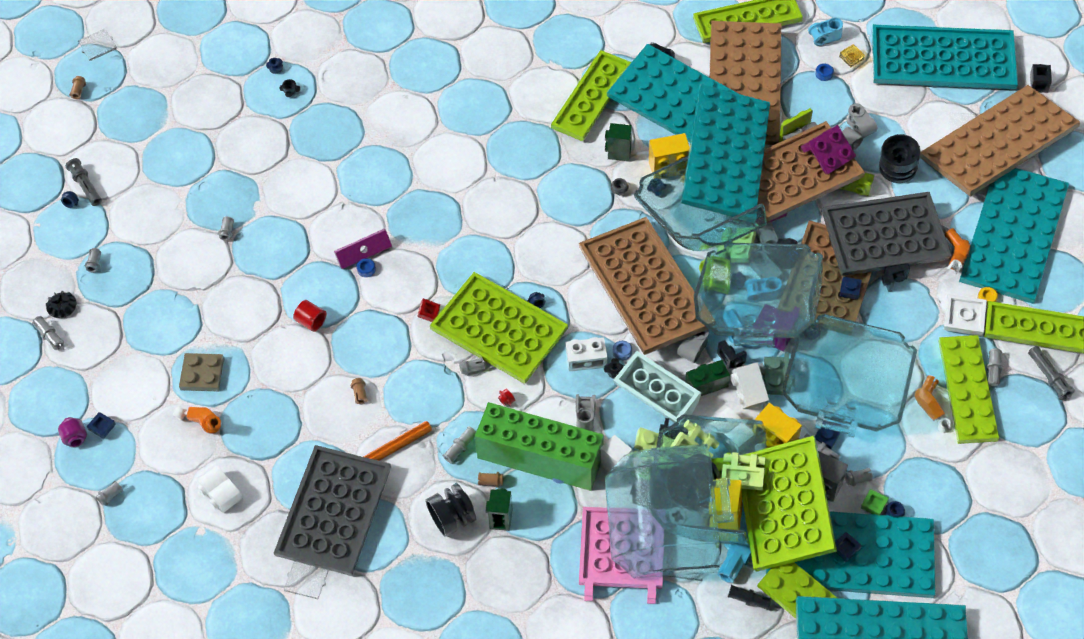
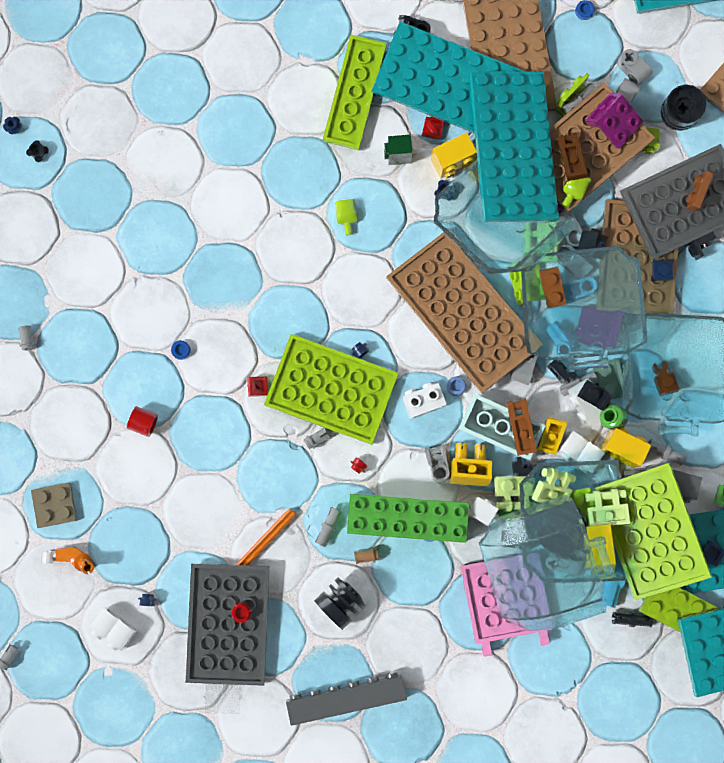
camera: 20 degrees left, 25 degrees up
(261, 472) = (147, 600): none -> dark blue plate
(349, 497) = (241, 612): none -> red plate
(358, 387) = (215, 491): medium nougat pin -> none
(373, 244) = (172, 331): magenta tile -> none
(430, 606) = (346, 699): none -> dark grey brick
(499, 509) = (385, 591): dark green brick -> none
(556, 187) = (346, 214): none -> lime piece
(614, 364) = (454, 404): black plate -> none
(616, 421) = (470, 471): none -> yellow brick
(619, 182) = (409, 194): dark grey plate -> none
(656, 132) = (432, 128): none -> red tile
(675, 387) = (521, 427): none -> dark orange plate
(708, 402) = (552, 435): none -> yellow slope
(709, 377) = (546, 402): dark green brick -> none
(736, 275) = (552, 287): none -> dark orange plate
(754, 371) = (595, 395): none -> black bracket
(770, 393) = (614, 417): none -> bright green head
(778, 197) = (575, 190): none -> lime piece
(779, 169) = (572, 156): none -> reddish brown plate
(827, 436) = (668, 439): dark blue plate -> none
(832, 383) = (665, 381): none -> reddish brown plate
(855, 477) = (707, 471): light grey pin -> none
(901, 217) = (701, 185): none -> dark orange plate

